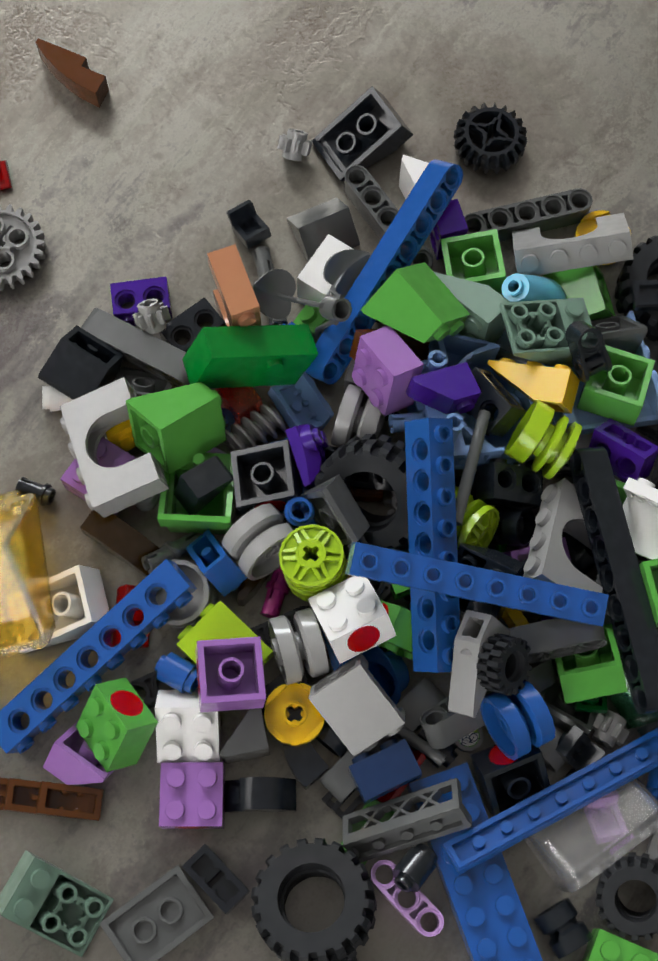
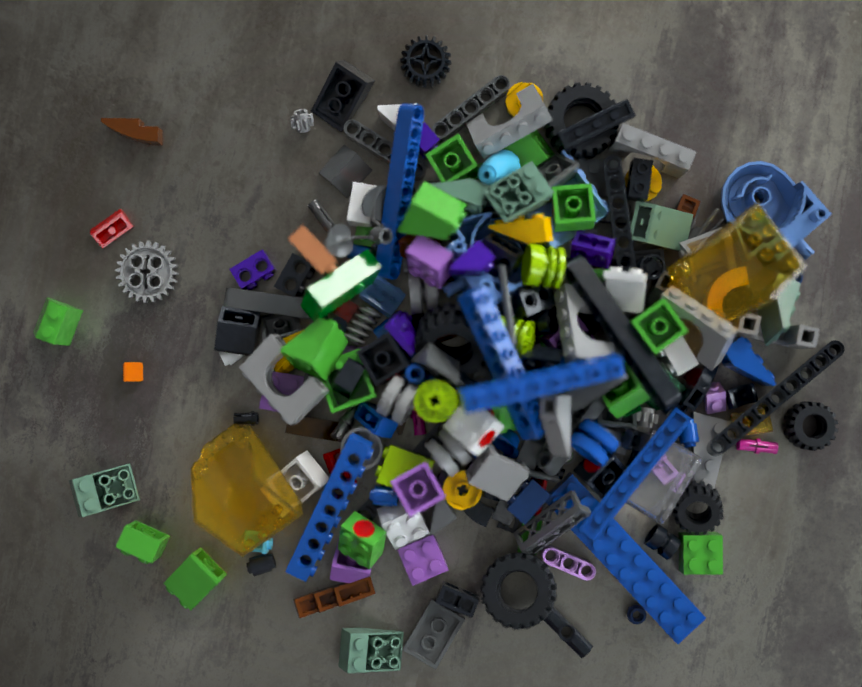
camera: 15 degrees left, 15 degrees up
(151, 316) = (266, 281): light grey gear -> none
(248, 224) = (297, 189): black bracket -> none
(260, 794) = (462, 541): black brick -> none
(415, 868) = (567, 547): black brick -> none
(504, 664) = (575, 419): black tyre -> none
(591, 354) = (548, 199): black piece -> none

